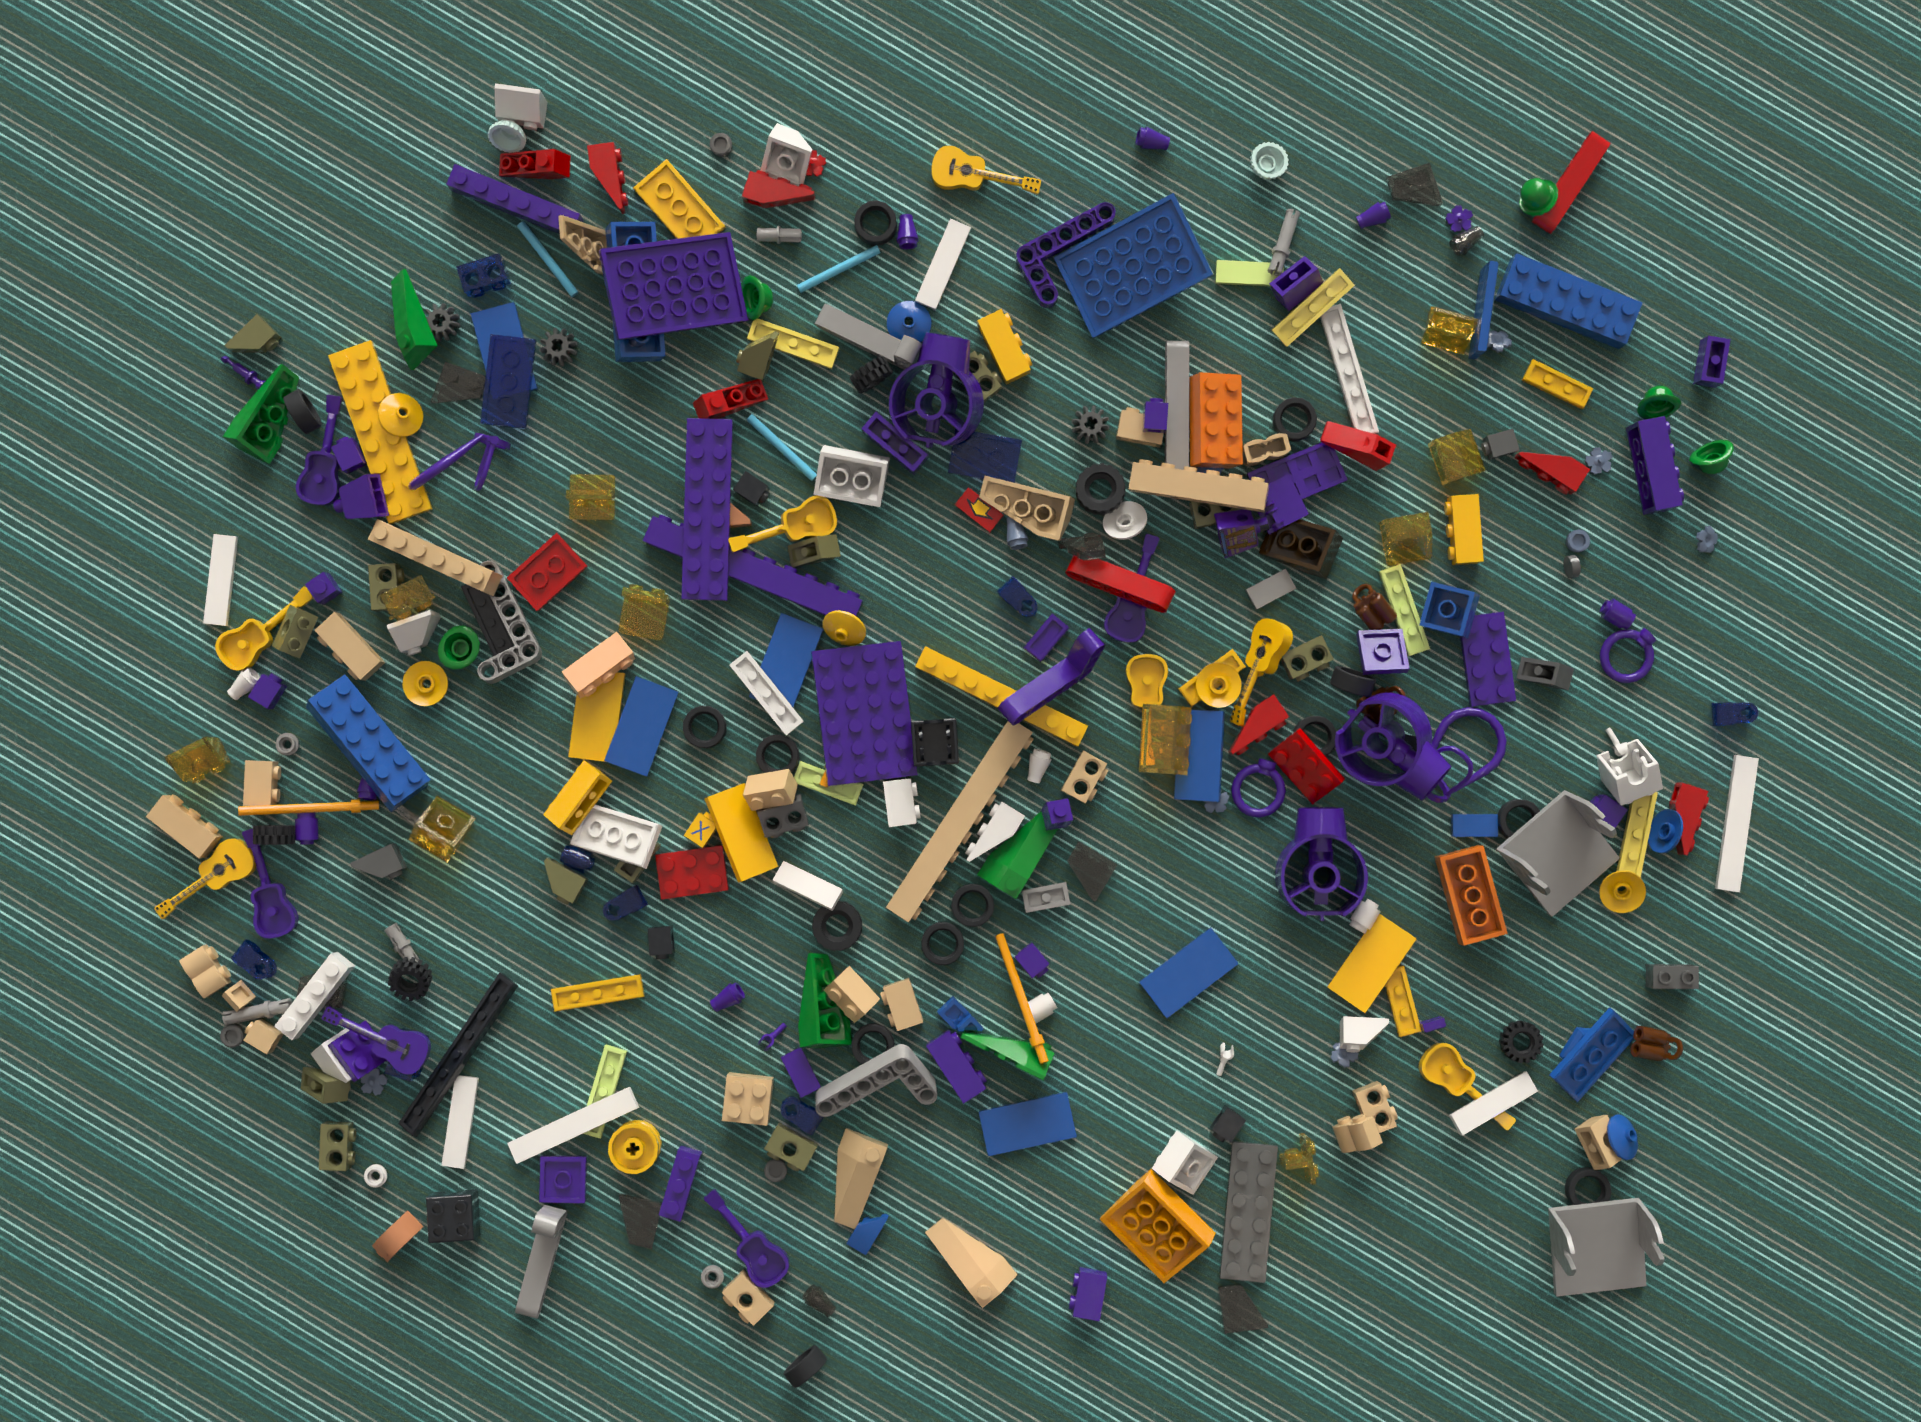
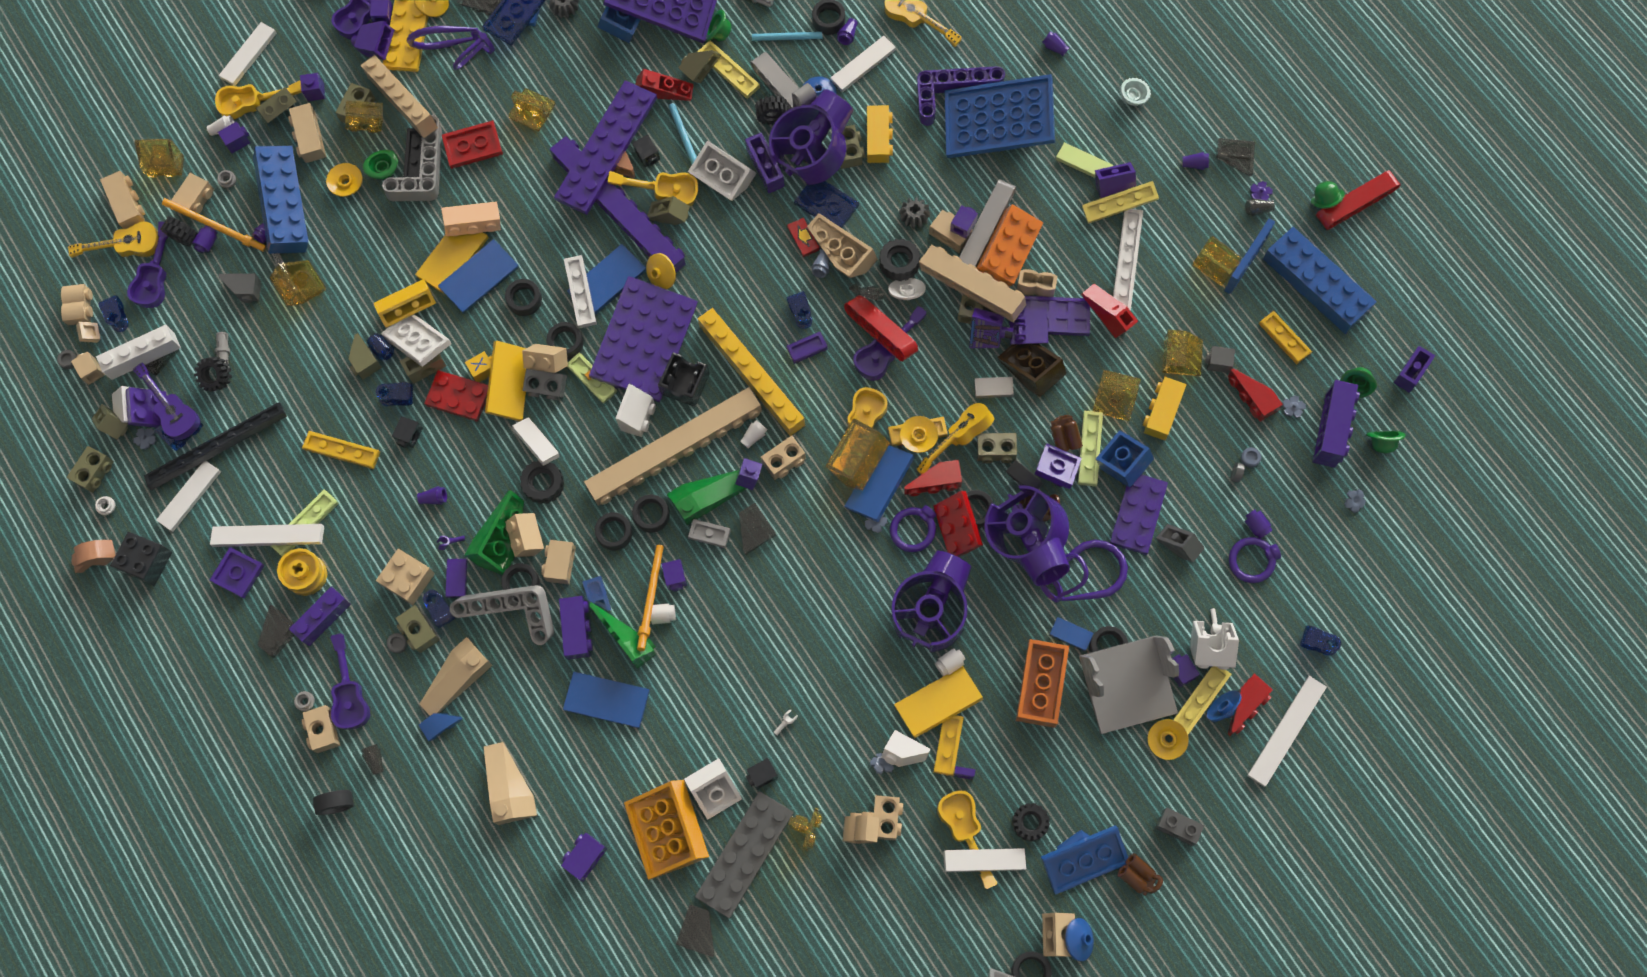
camera: 35 degrees right, 15 degrees down
(267, 1009) = (82, 347): light grey pin -> none
(414, 632) = (357, 139): white slope -> none
(548, 1230) = (187, 623): light grey beam -> none
(644, 612) = (525, 199): clear yellow bracket -> none
(1000, 827) = (700, 466): white slope -> none
(1054, 681) = (796, 374): dark purple beam -> none
(1188, 972) = (790, 642): blue tile -> none
(1281, 250) = (1114, 155): light grey pin -> none
(1296, 402) = (1073, 262): black tyre -> none
(1498, 340) = (1251, 286): sand blue plant -> none

